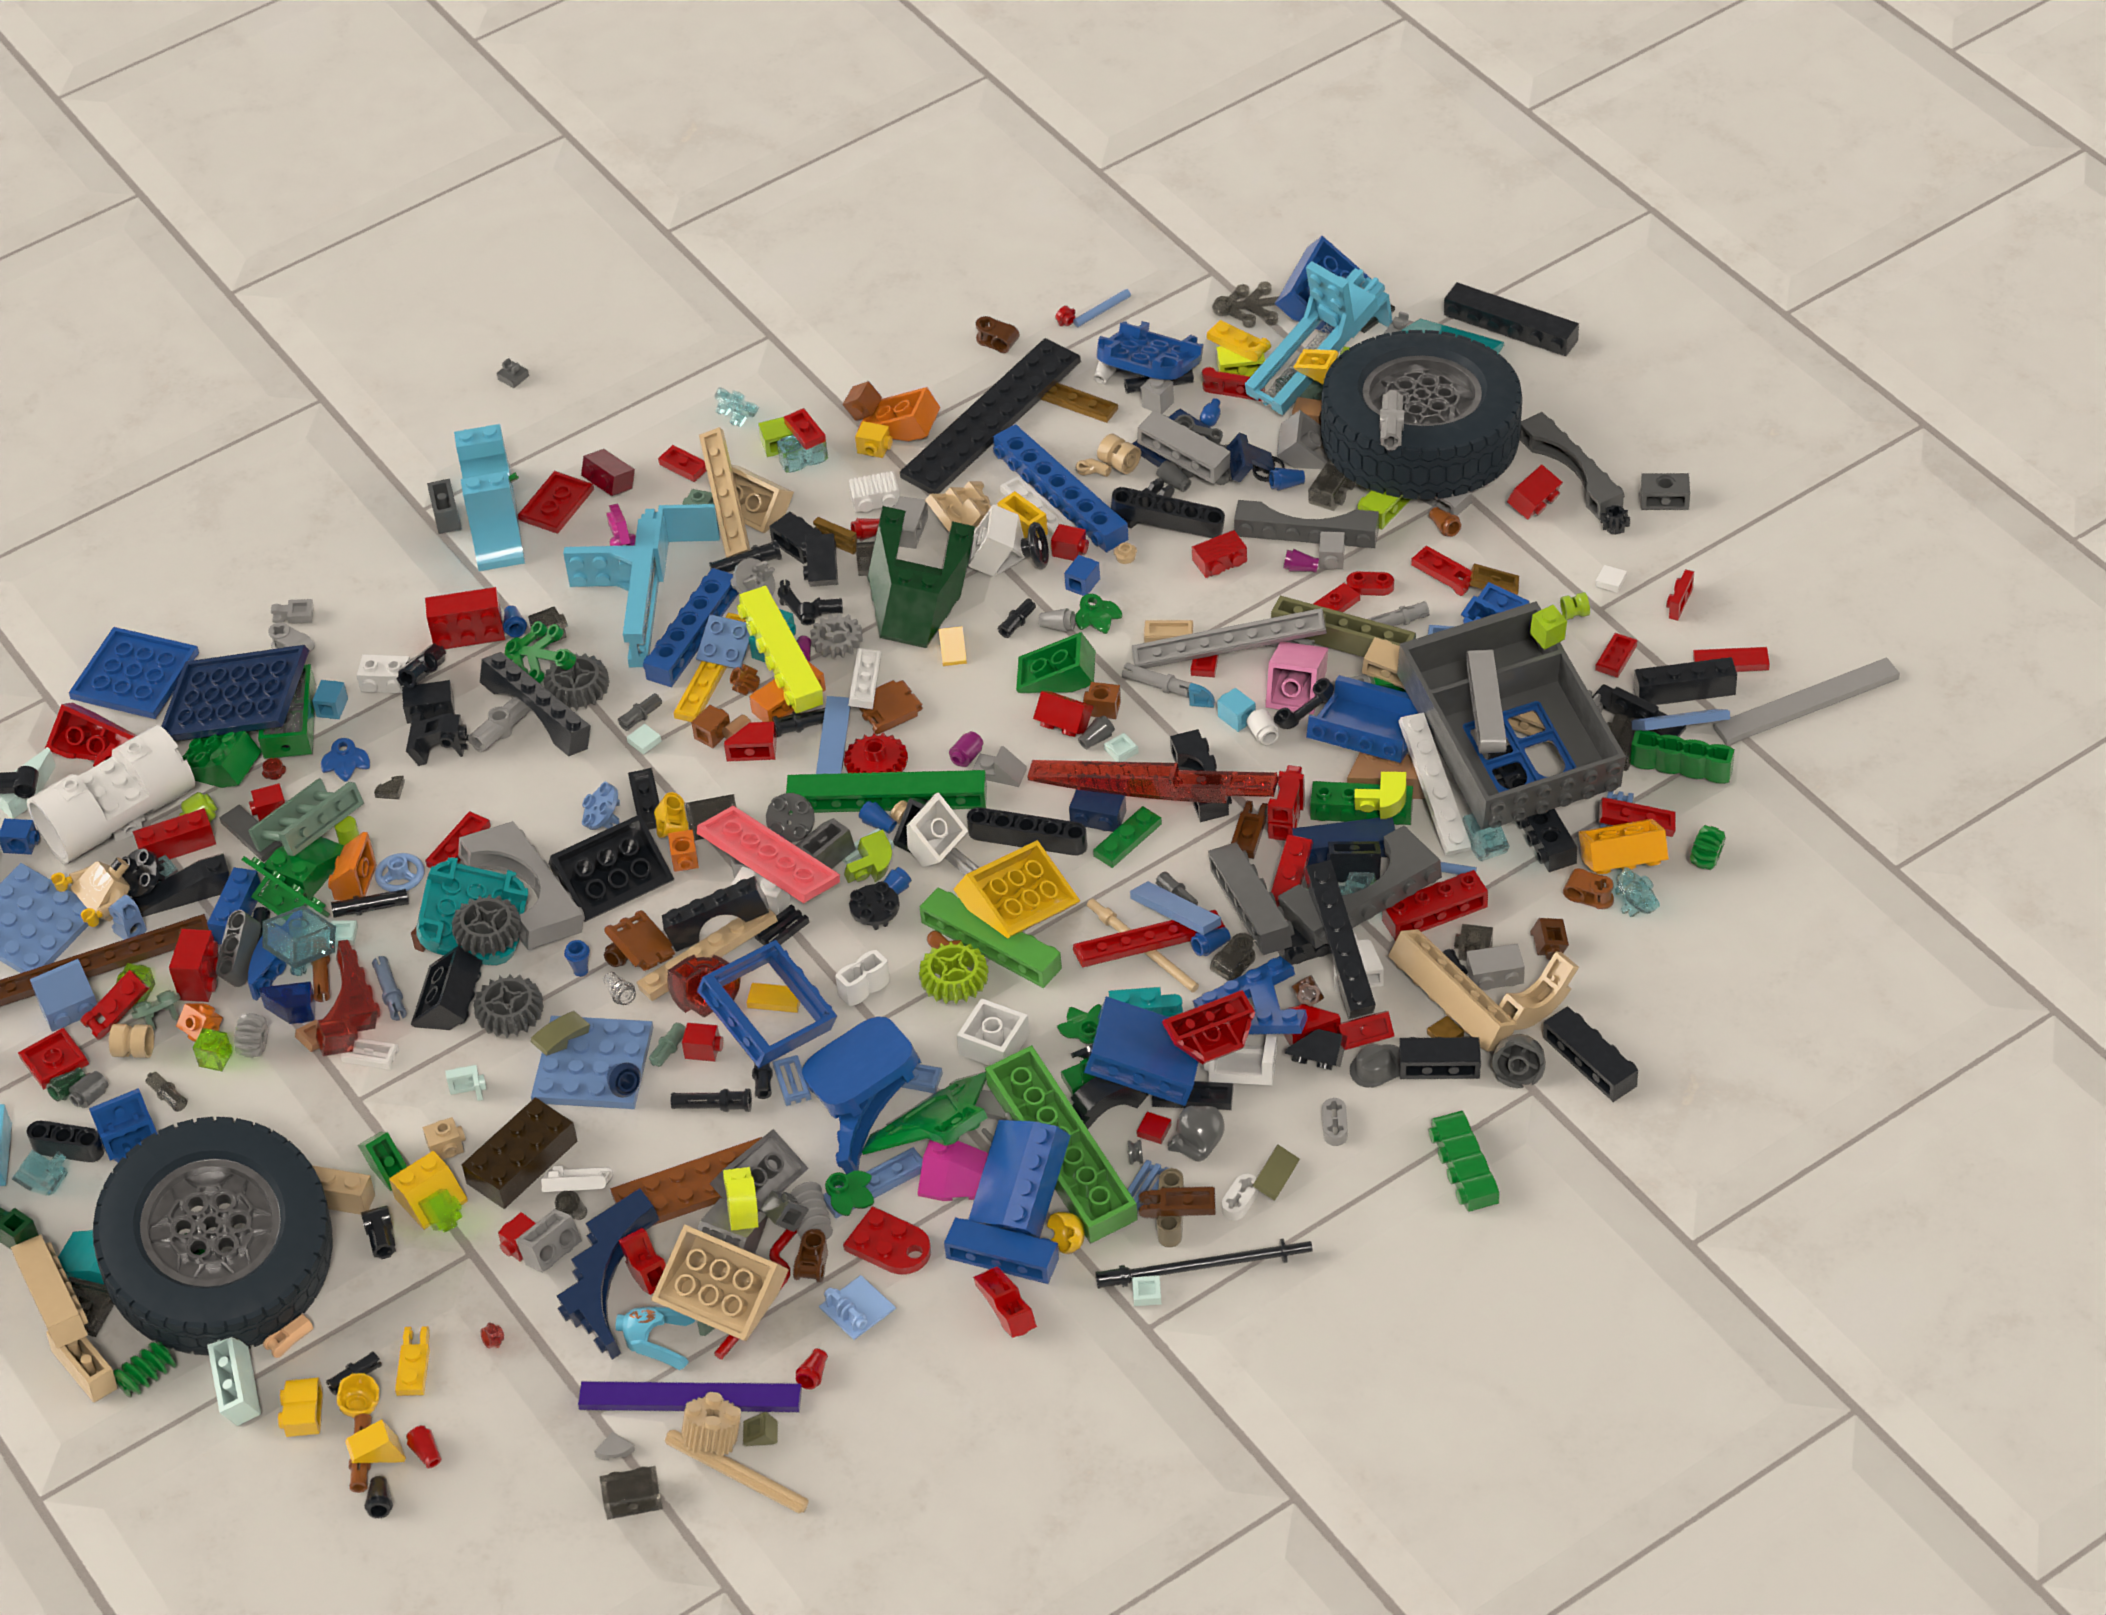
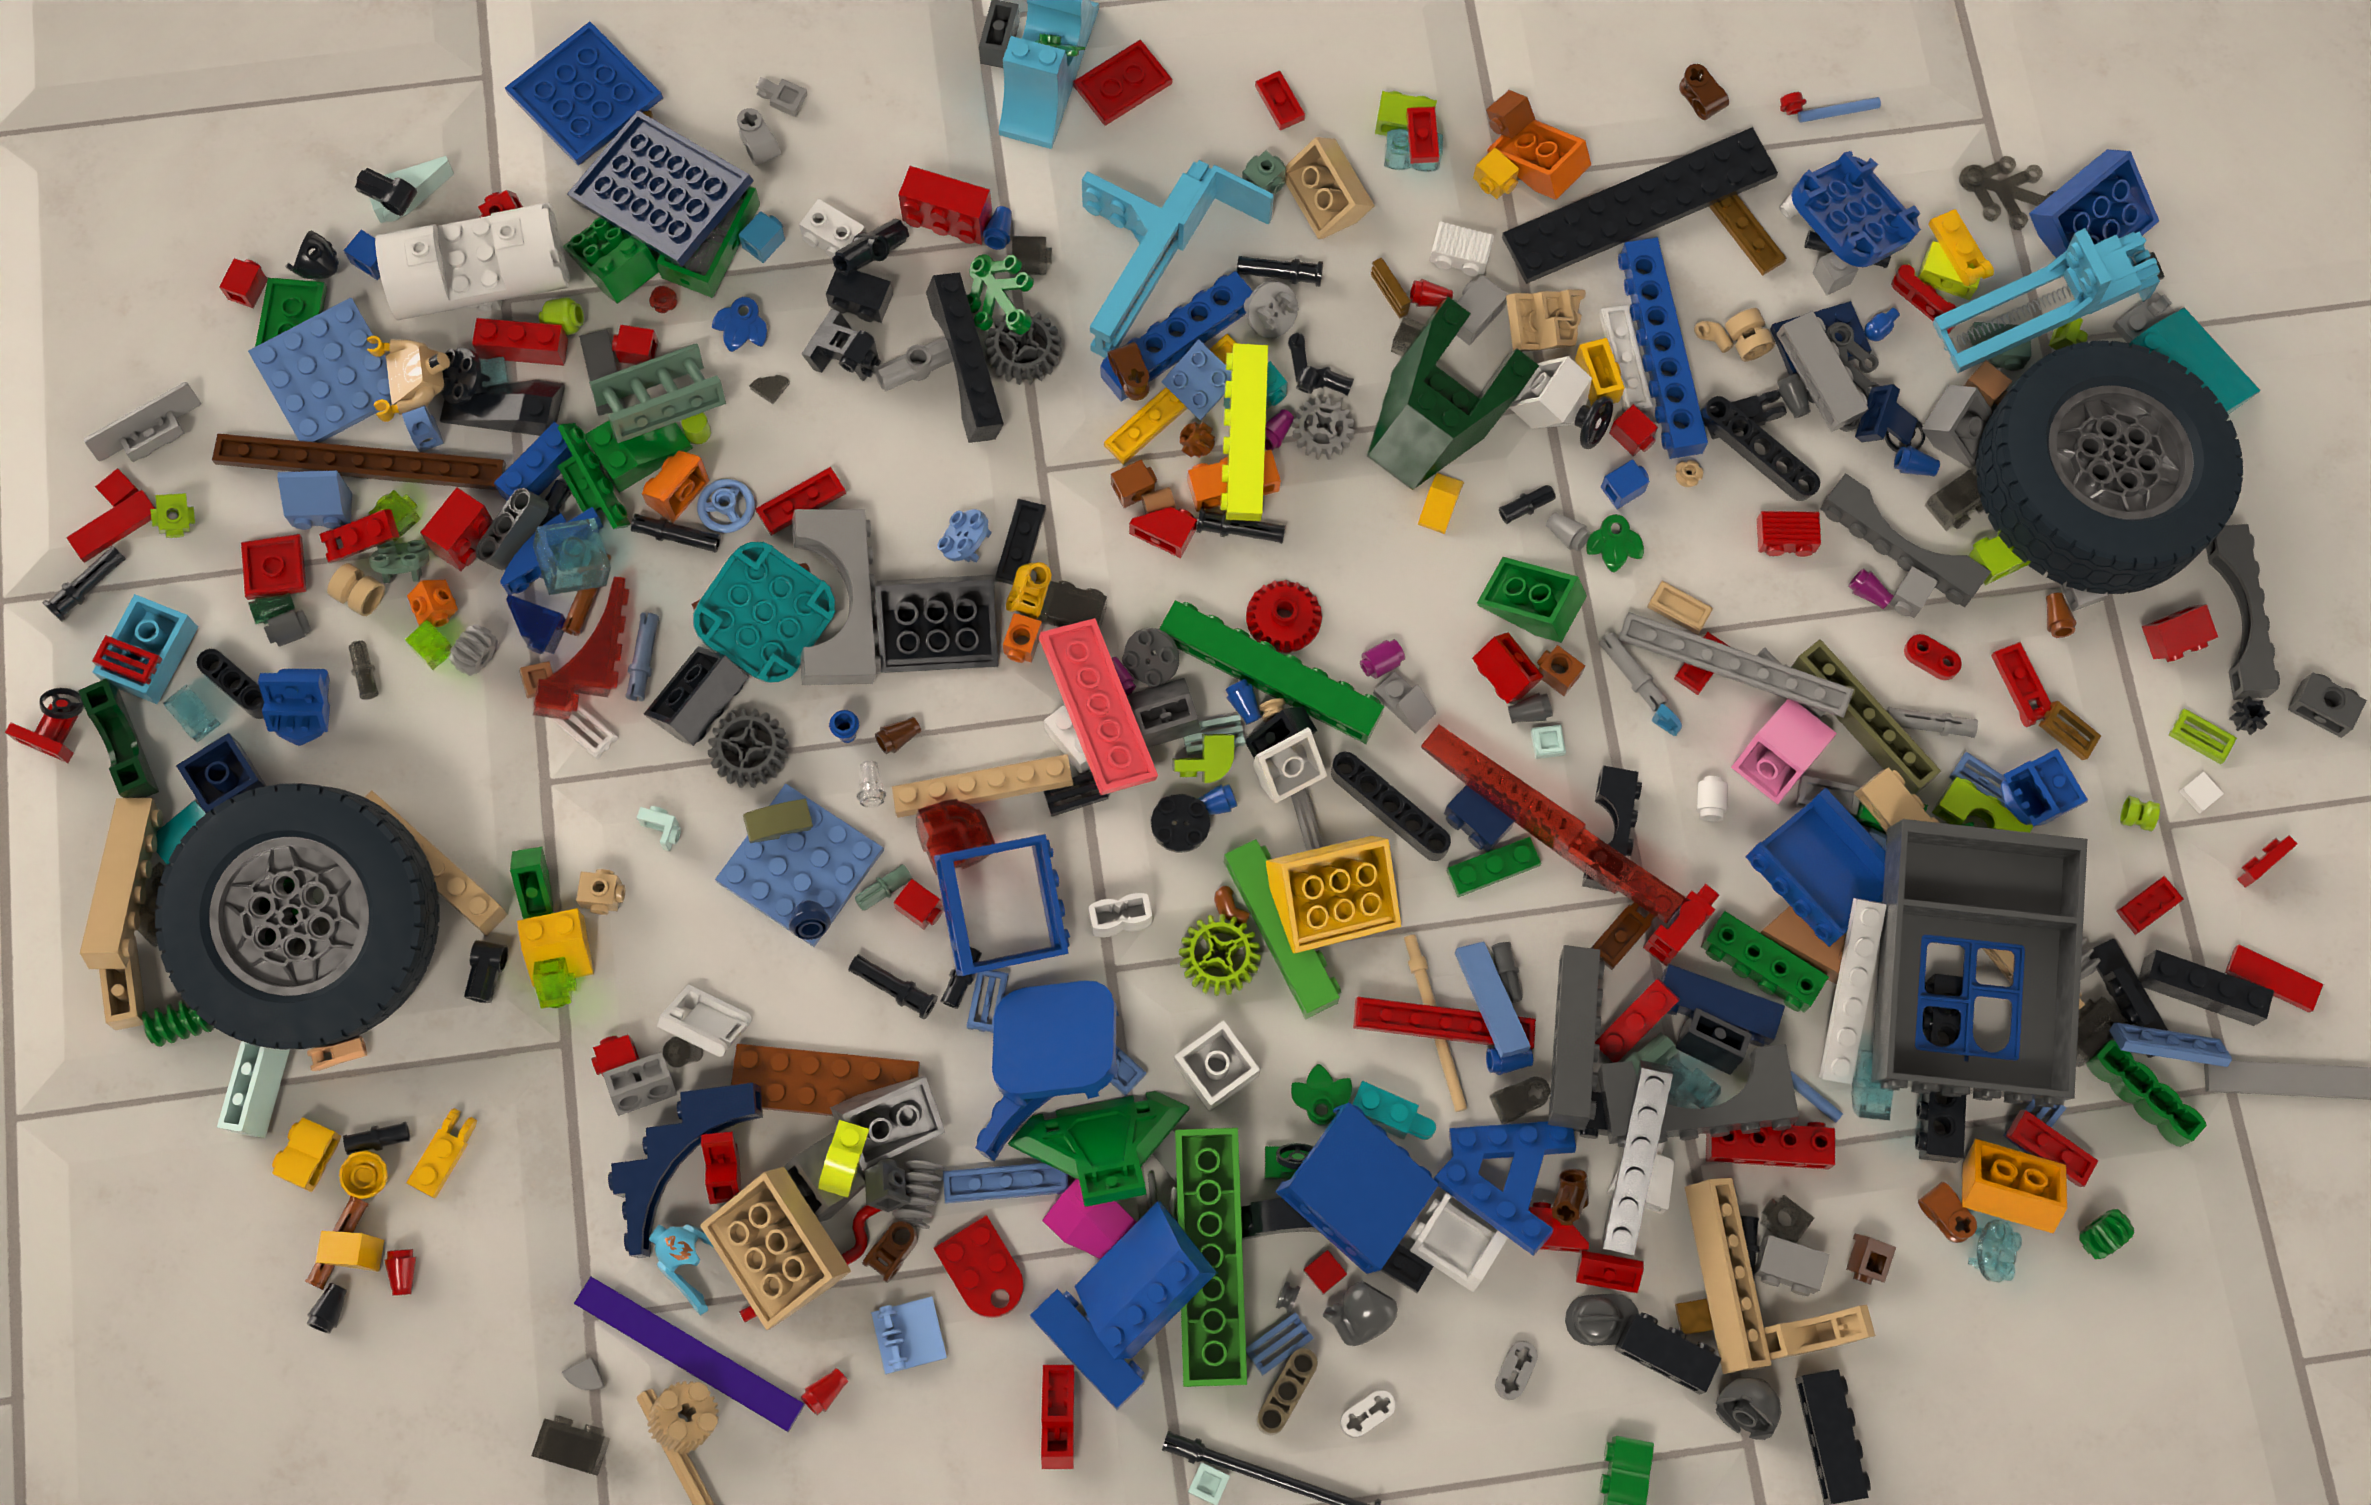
camera: 20 degrees right, 25 degrees up
(78, 1196) = (219, 772): none -> dark blue brick
(83, 733) = (499, 155): red wedge -> none
(345, 931) = (632, 555): light aqua tile -> none
(486, 925) = (754, 645): dark grey gear -> none
(492, 1335) = (532, 1167): clear red plate -> none
(519, 1153) = (667, 950): dark brown brick -> none
(607, 472) = (1192, 74): dark red brick -> none
(619, 527) = (1160, 180): dark pink plate -> none
(639, 712) = (1070, 421): dark grey axle -> none
(641, 942) = (918, 741): dark orange plate -> none
(644, 739) = (1057, 460): light aqua tile -> none
(669, 652) = (1130, 368): none -> reddish brown piece
(724, 492) = (1296, 176): tan plate -> none
(737, 405) = (1373, 49): clear light blue plate -> none
(741, 900) = (1039, 754): black arch -> none
(760, 1430) = (737, 1436): olive slope -> none
(772, 998) = (1019, 881): yellow tile -> none
(791, 533) = (1348, 269): black brick -> none
(821, 560) = (1354, 320): black brick -> none
(833, 735) = (1249, 571): medium blue tile -> none
(851, 1194) = (973, 1192): green plate -> none
(865, 678) = (1321, 508): white tile -> none
(892, 706) = (1331, 553): dark orange plate -> none
(1067, 1230) = (1165, 1368): yellow hair -> none
(1178, 1202) = (1294, 1408): reddish brown hinge -> none
(1212, 1028) = (1438, 1205): red wedge -> none
(1235, 709) = (1695, 758): medium azure brick -> none
(1276, 1172) = (1419, 1409): olive slope -> none
(1287, 719) = (1744, 800): black bar -> none
(1315, 363) = (2026, 340): yellow slope -> none
(1319, 1046) = (1547, 1272): black slope -> none
(1339, 598) = (1880, 664): red plate -> none
(1387, 799) = (1794, 990): neon yellow brick -> none
(1391, 420) = (2061, 490): light grey piece -> none
(1486, 701) = (1956, 952): light grey beam -> none
(1511, 319) = (2285, 365): black brick -> none
(1548, 626) = (2080, 890): lime brick -> none
(1590, 547) = (2197, 745): none -> lime tile

